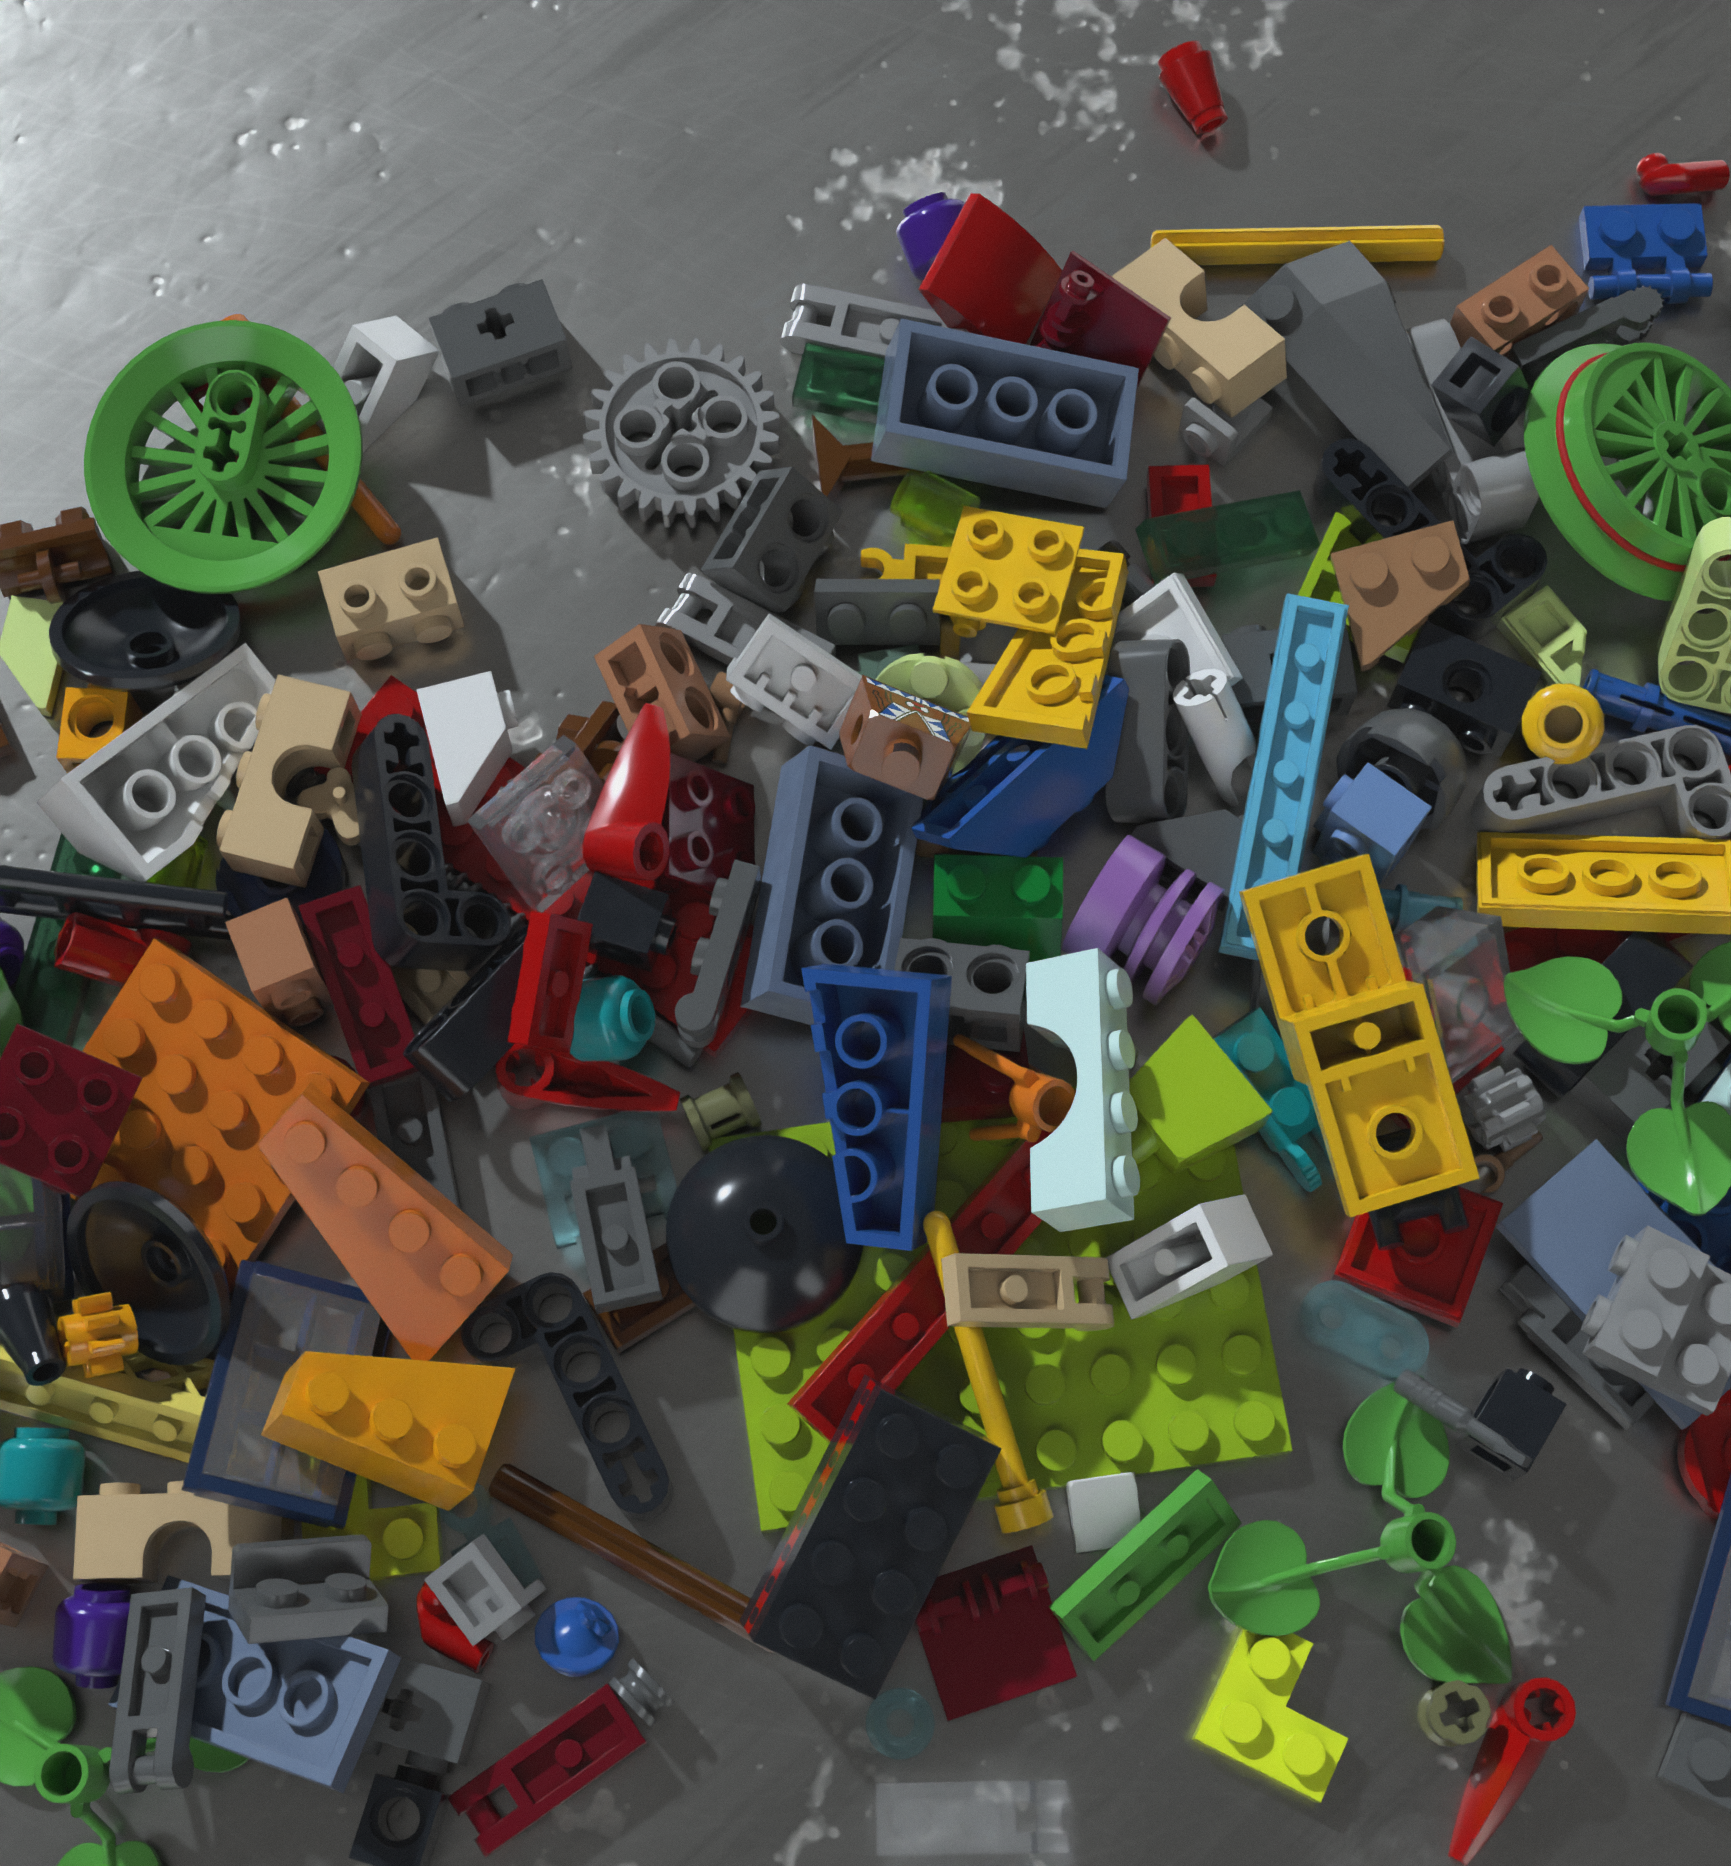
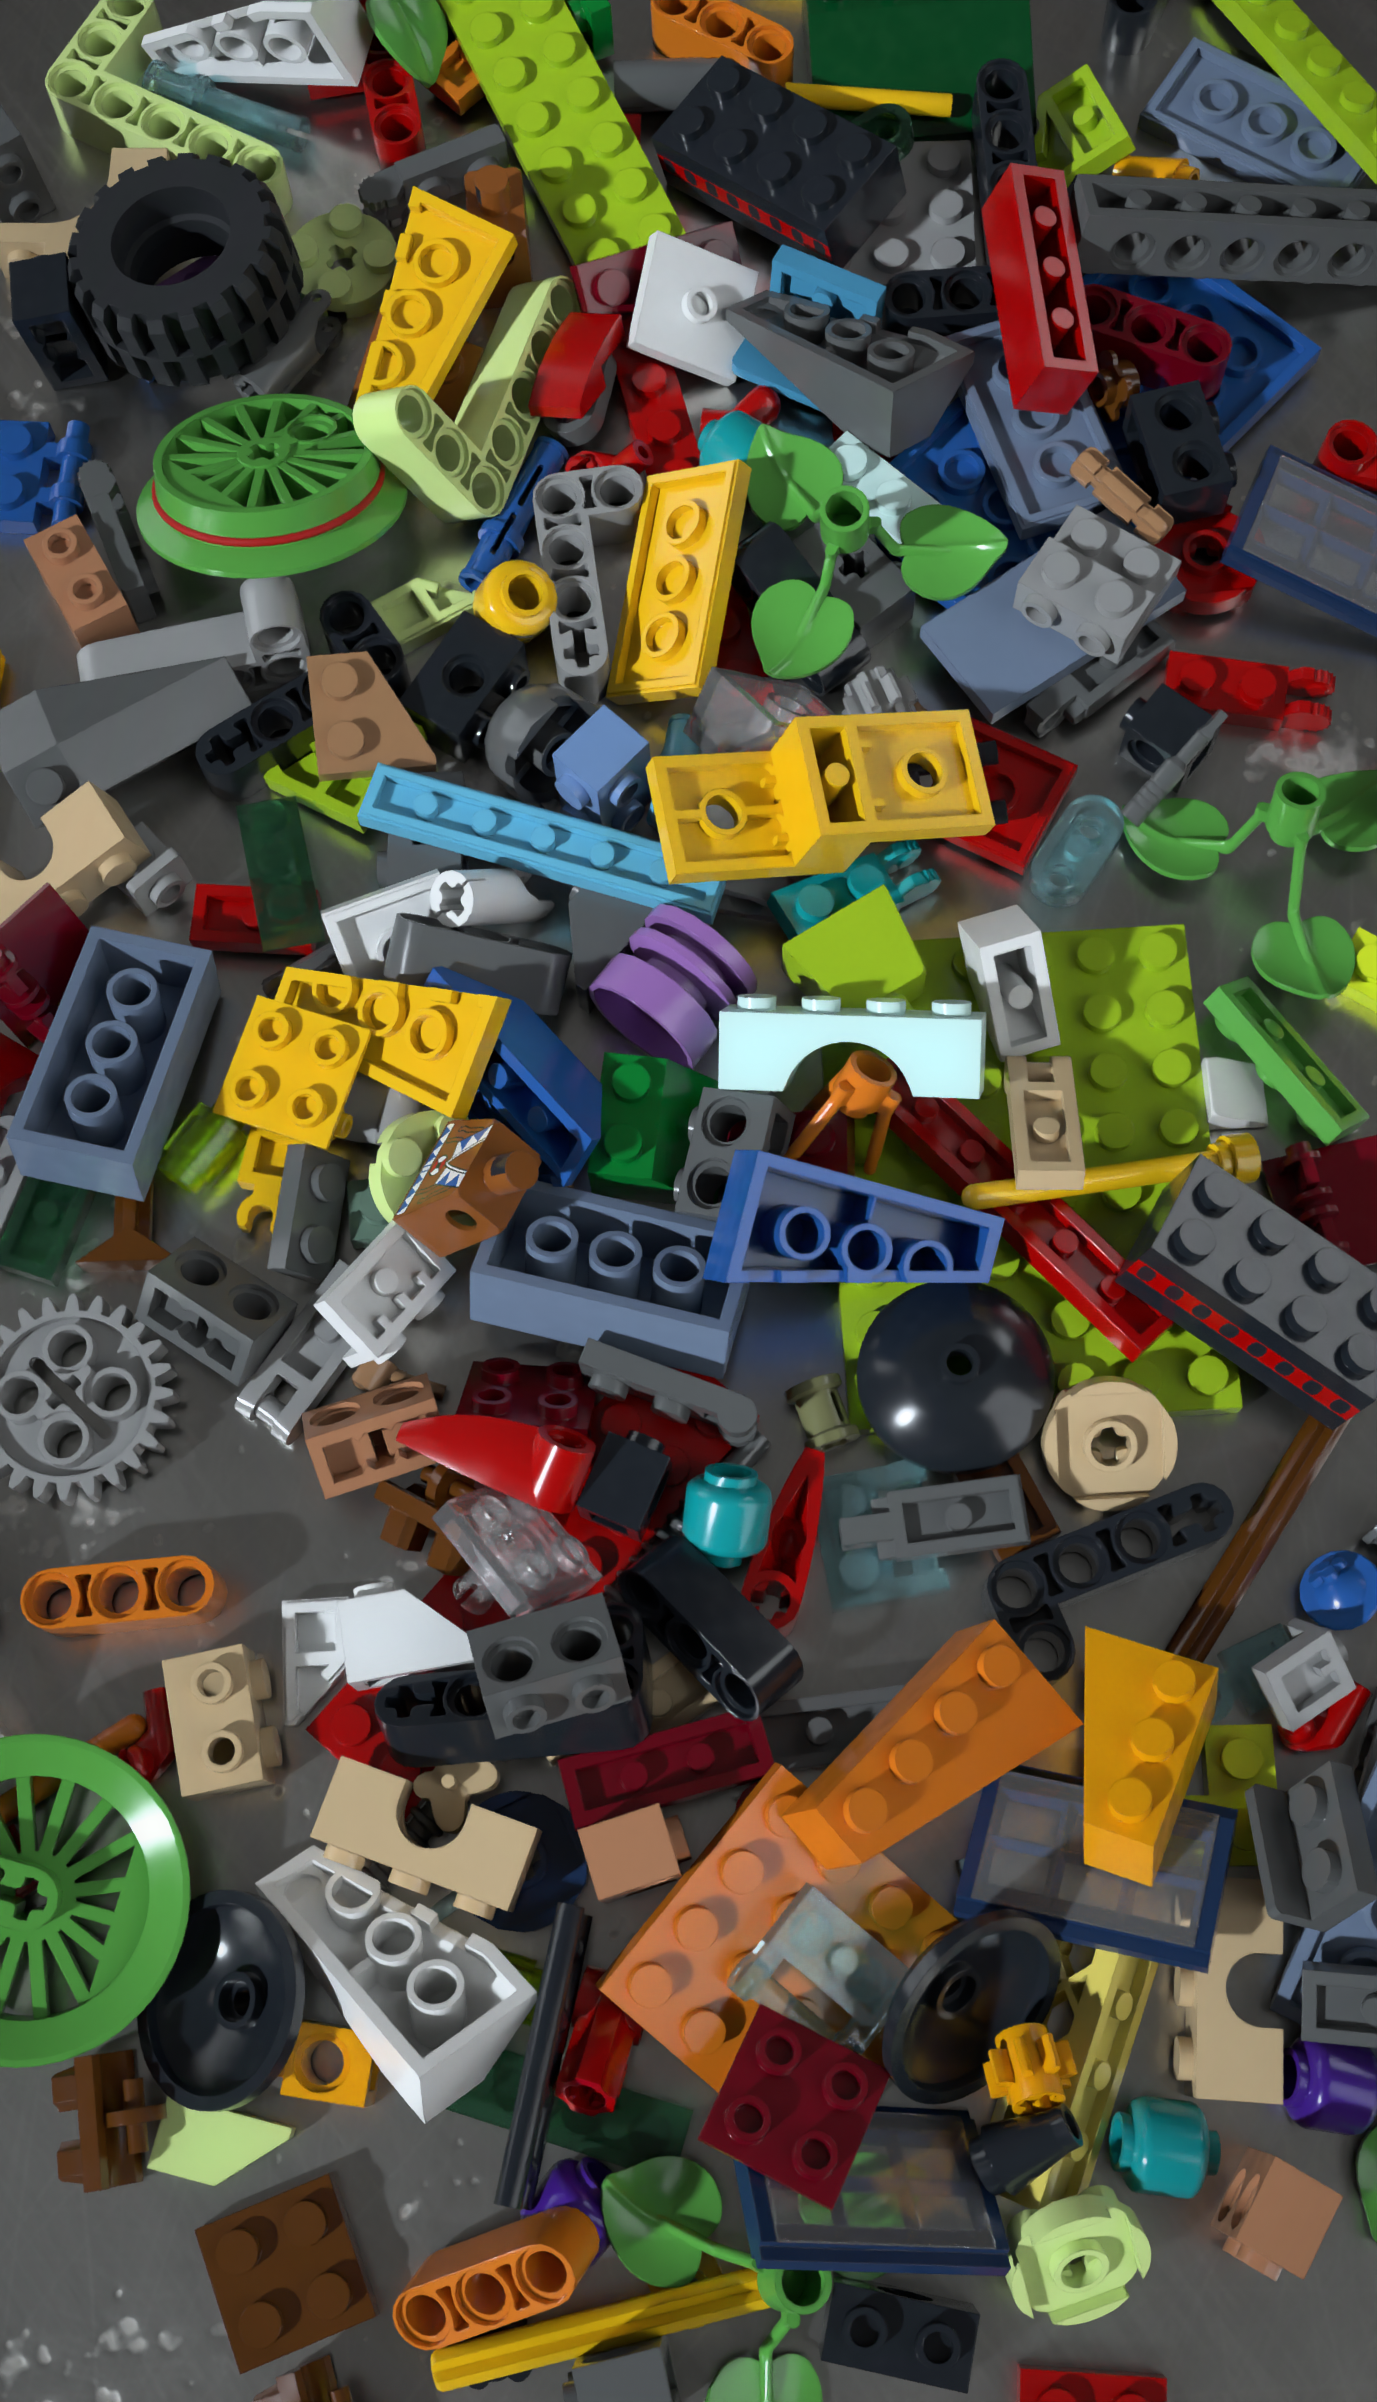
camera: 80 degrees left, 0 degrees up
(190, 1140) = (834, 1957): none -> clear light blue plate
(358, 543) = (155, 1748): none -> red arm
(441, 849) = (549, 1666): none -> dark grey brick
(455, 663) = (310, 1655): none -> white tile
(495, 479) = (94, 1587): none -> orange beam
(549, 982) = (682, 1548): red plate -> none
(743, 1395) = (1137, 1467): none -> tan plate
(1482, 391) = (177, 611): black brick -> none
(1586, 1507) = (1252, 691): none -> red hinge

